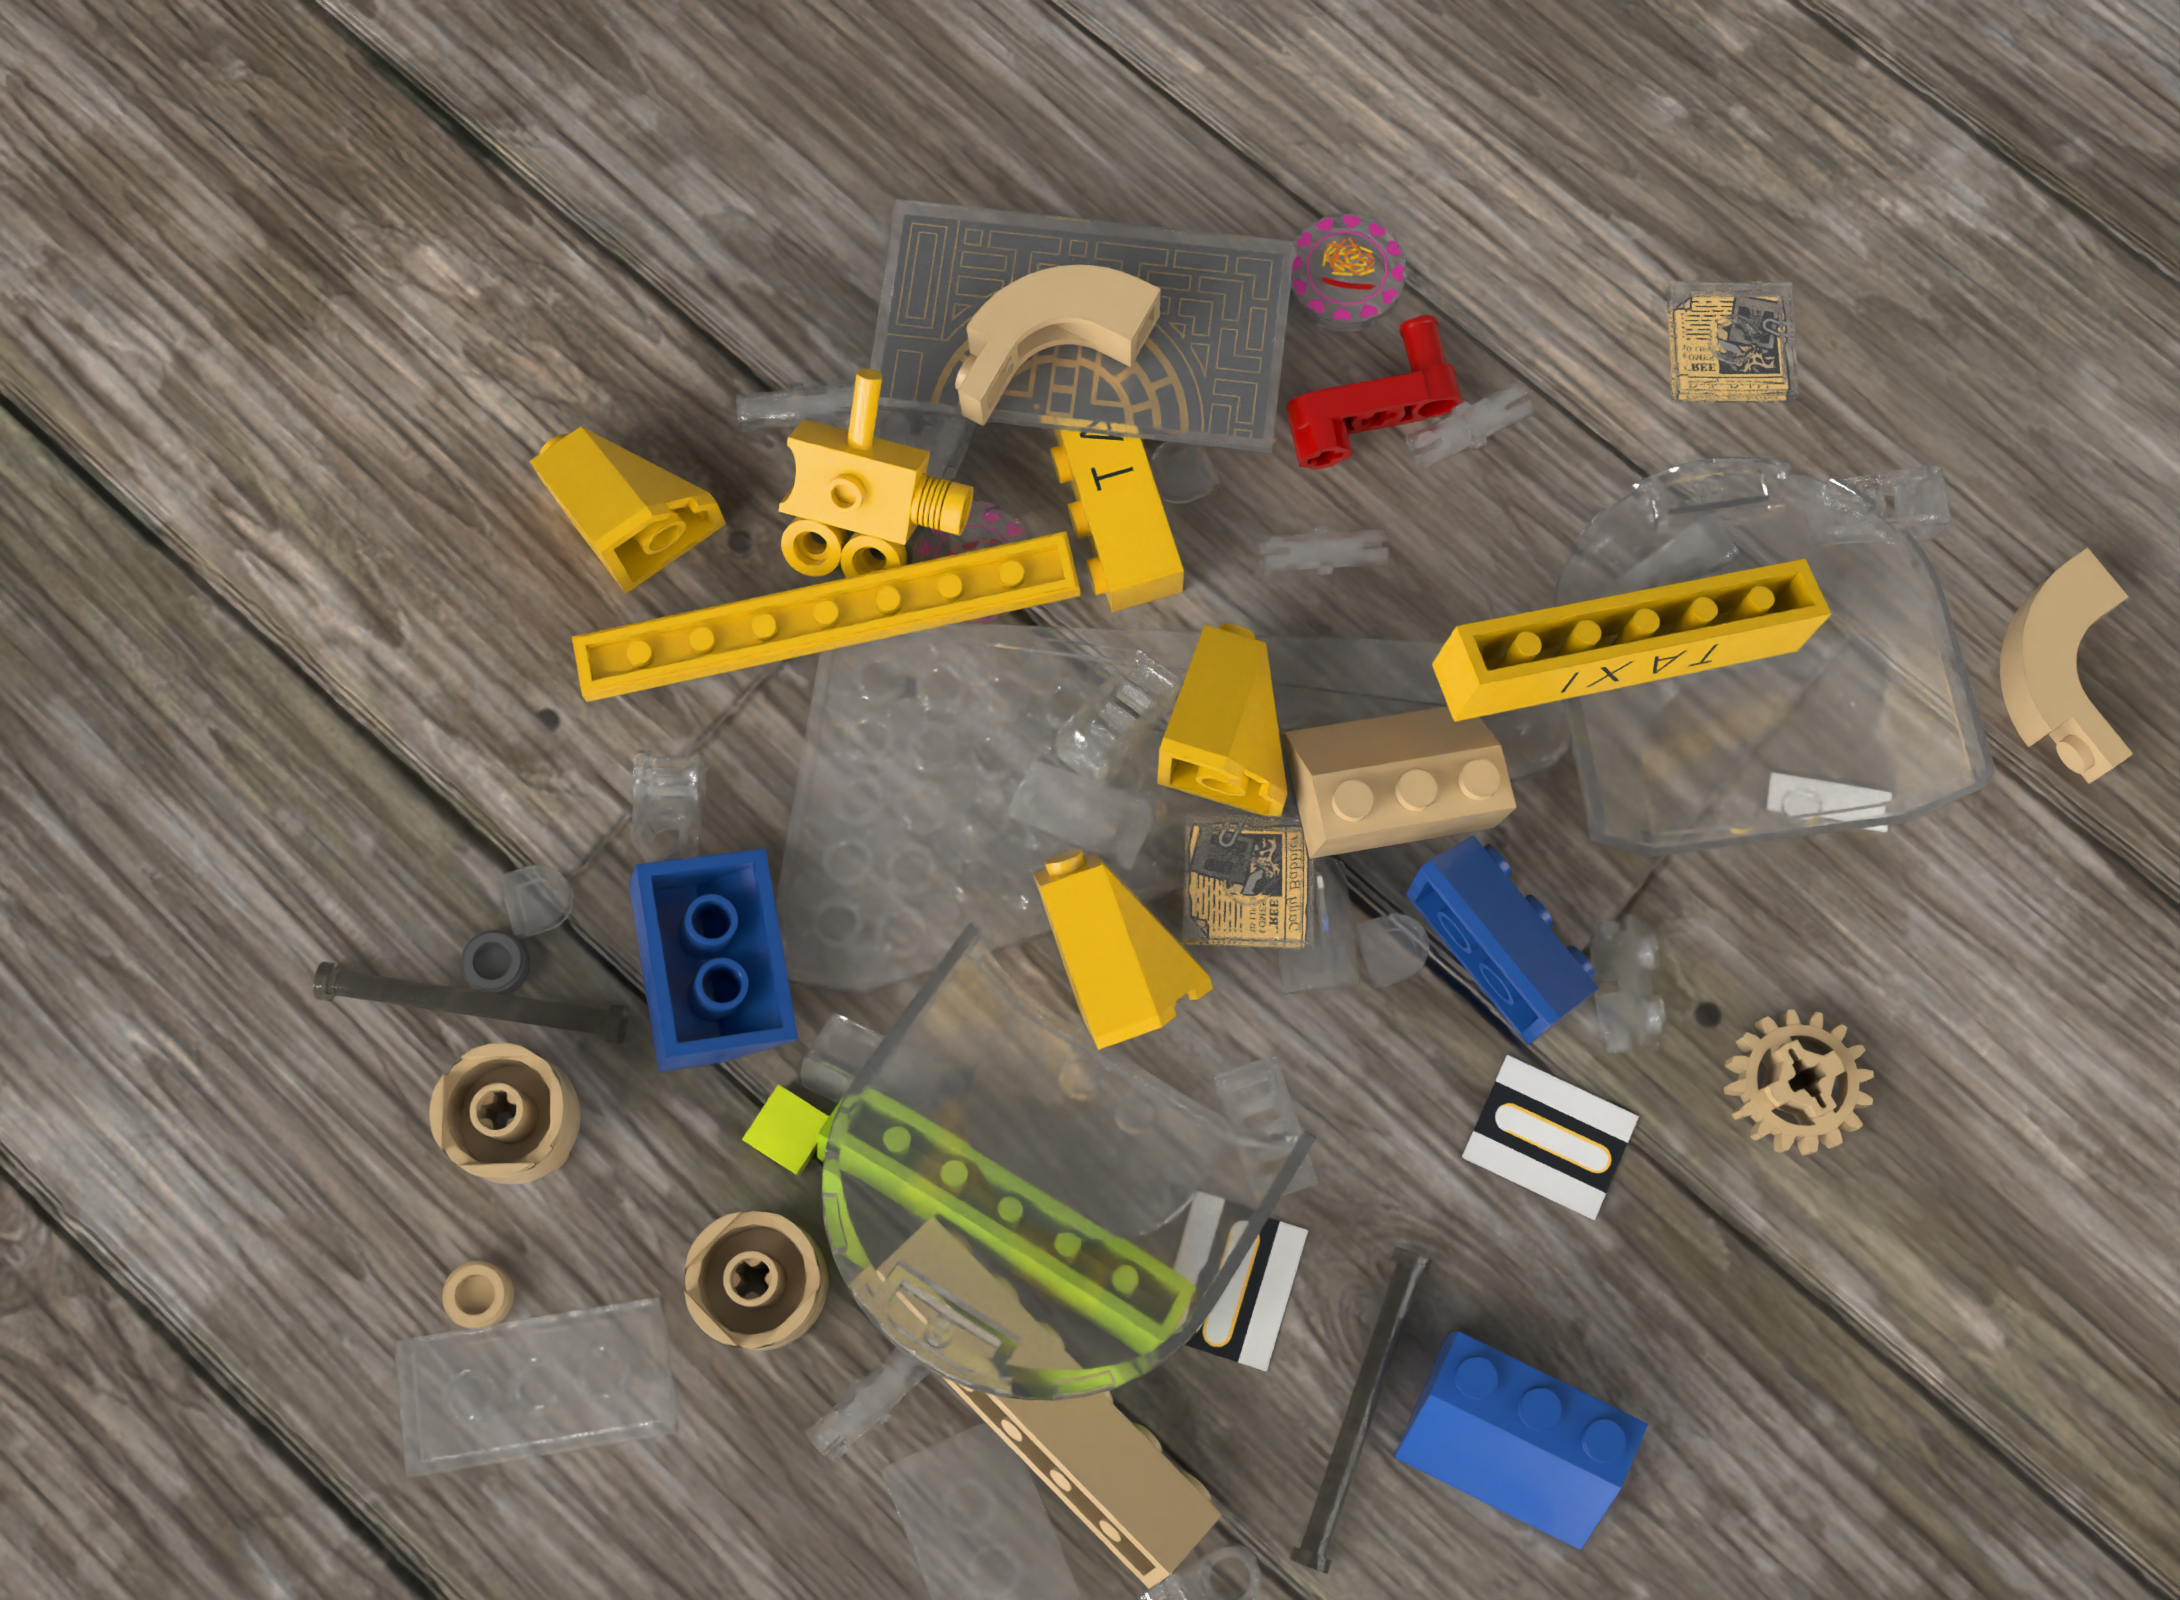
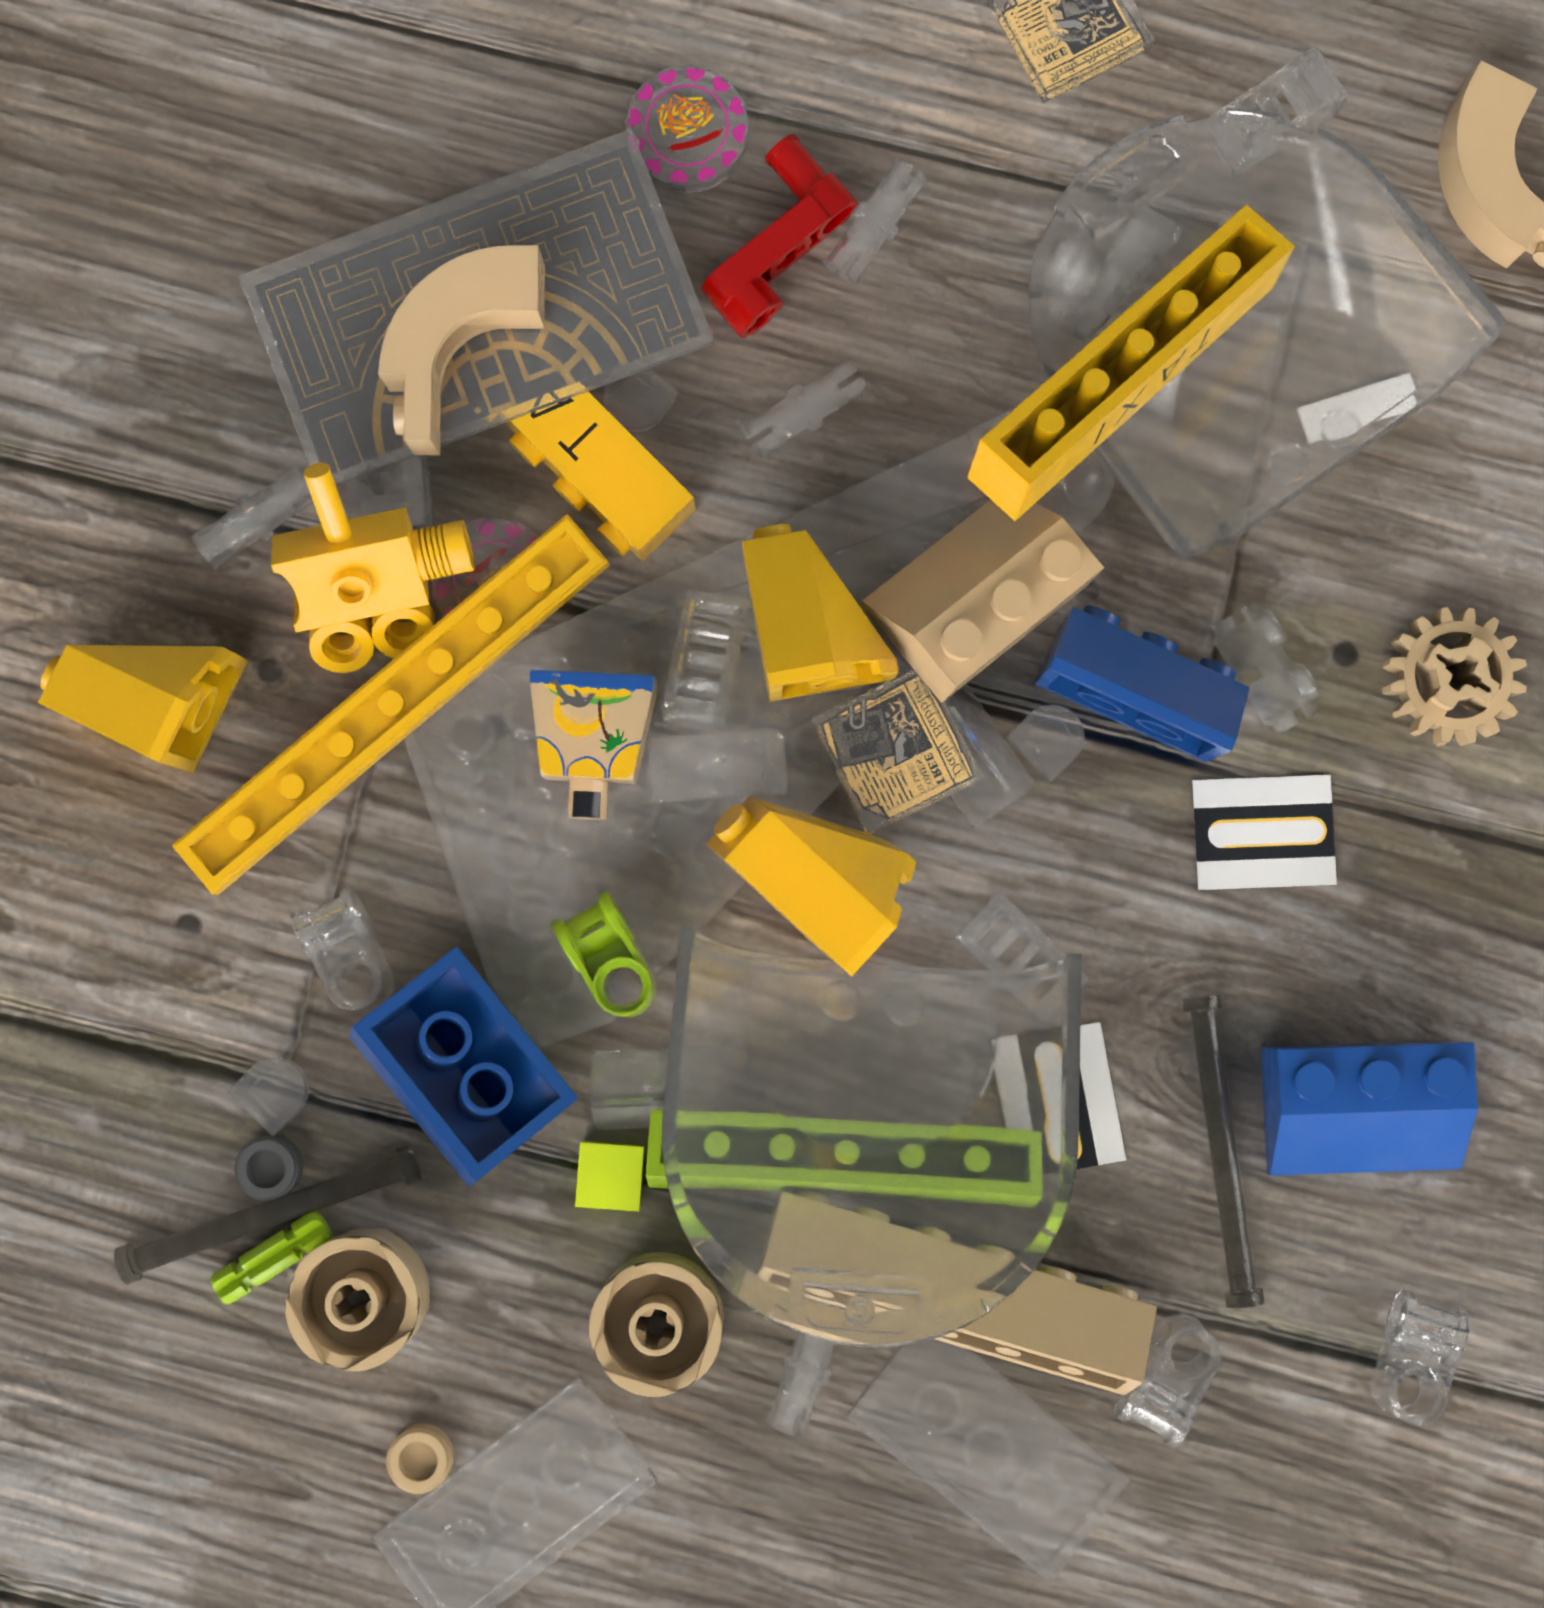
camera: 30 degrees left, 10 degrees up
(445, 1041) = (270, 1257): none -> lime axle
(892, 916) = (605, 953): none -> lime piece
(985, 724) = (591, 732): none -> torso

